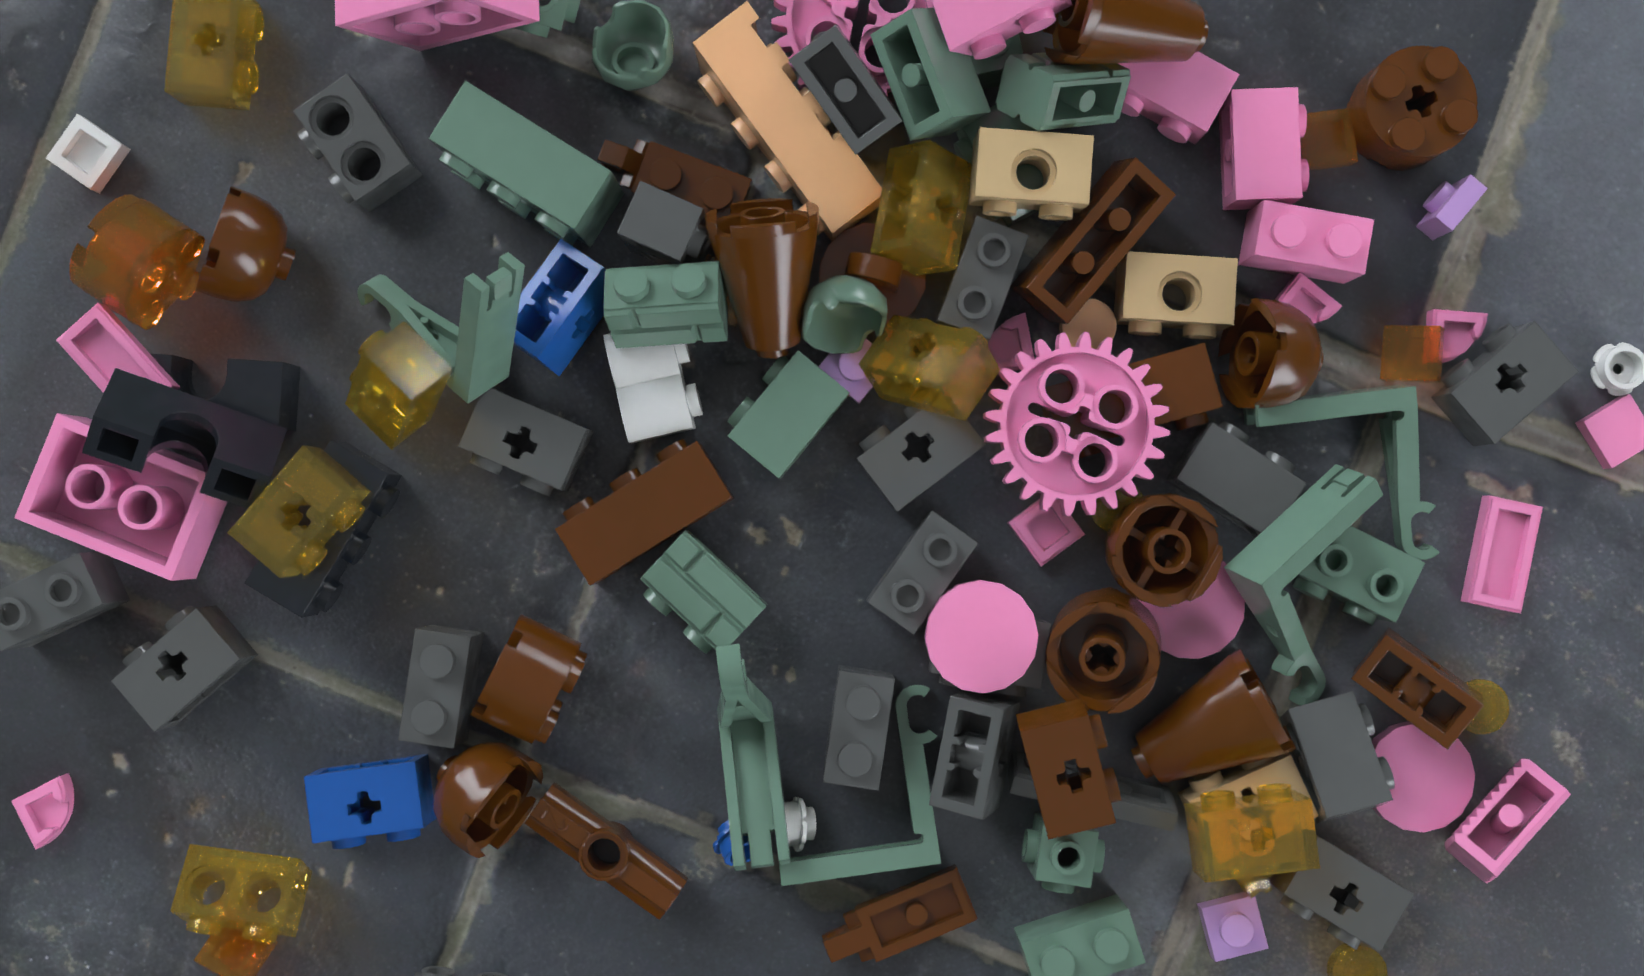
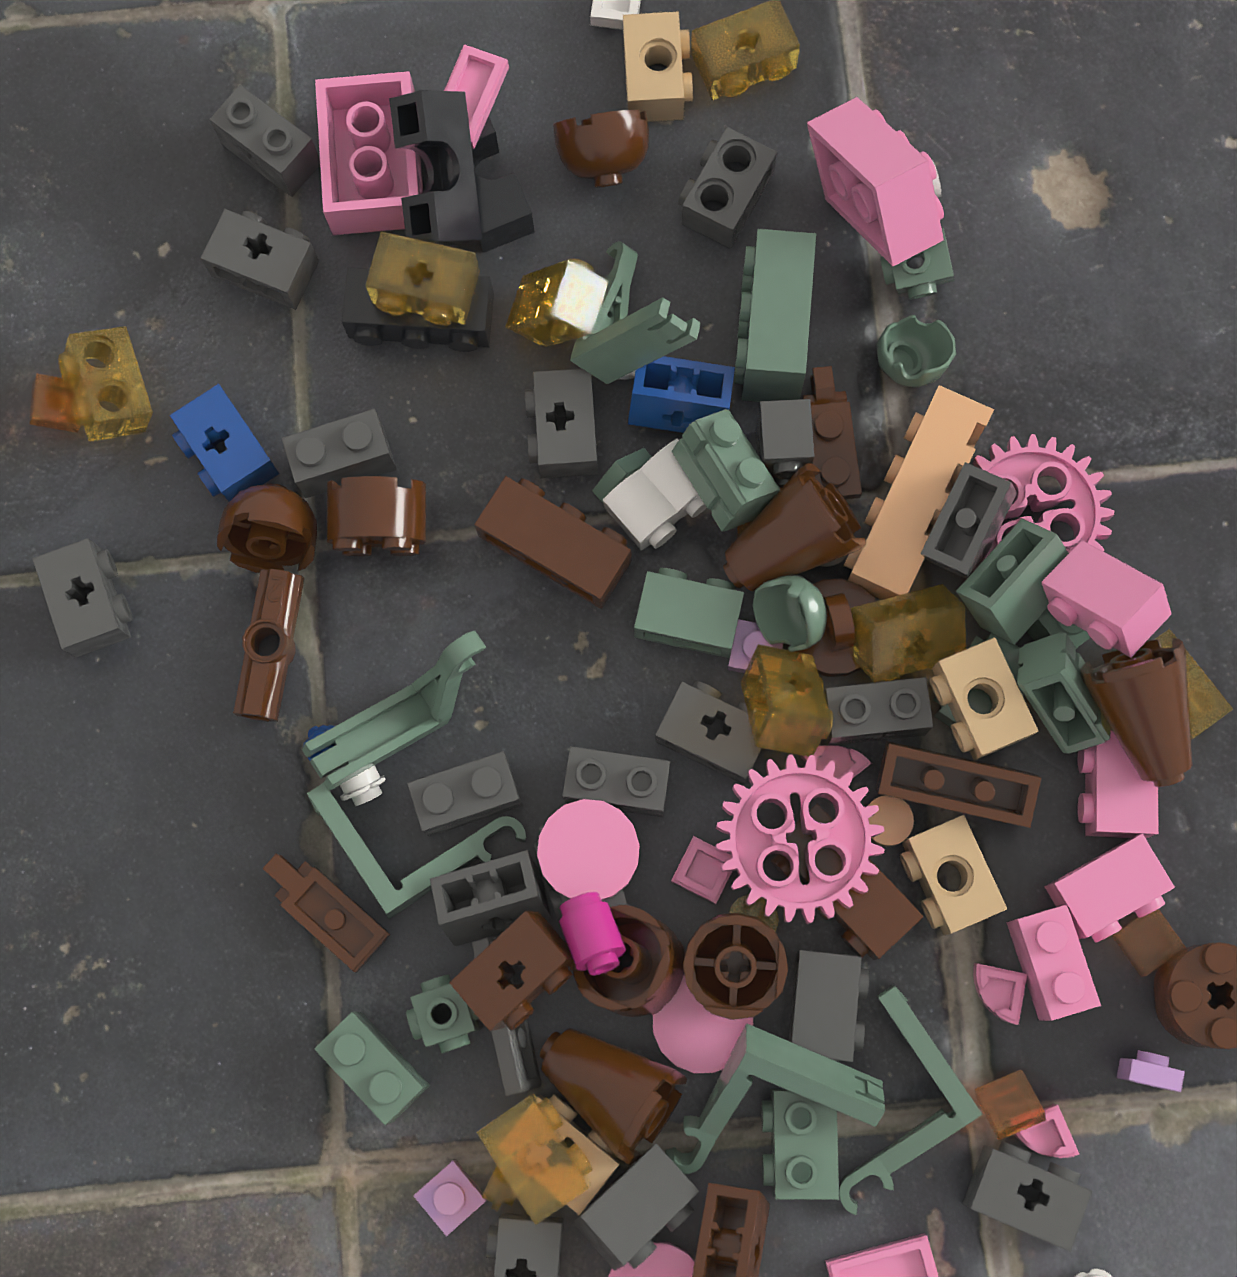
camera: 70 degrees right, 10 degrees down
(46, 810) = (101, 214): bright pink tile -> none
(137, 260) = (554, 73): clear orange brick -> none
(151, 143) = (650, 41): none -> tan brick
(608, 407) = (620, 471): none -> sand green tile
(702, 593) = (513, 616): sand green brick -> none
(1070, 676) = (591, 933): none -> dark pink brick
(1271, 354) = (946, 981): reddish brown cylinder -> none

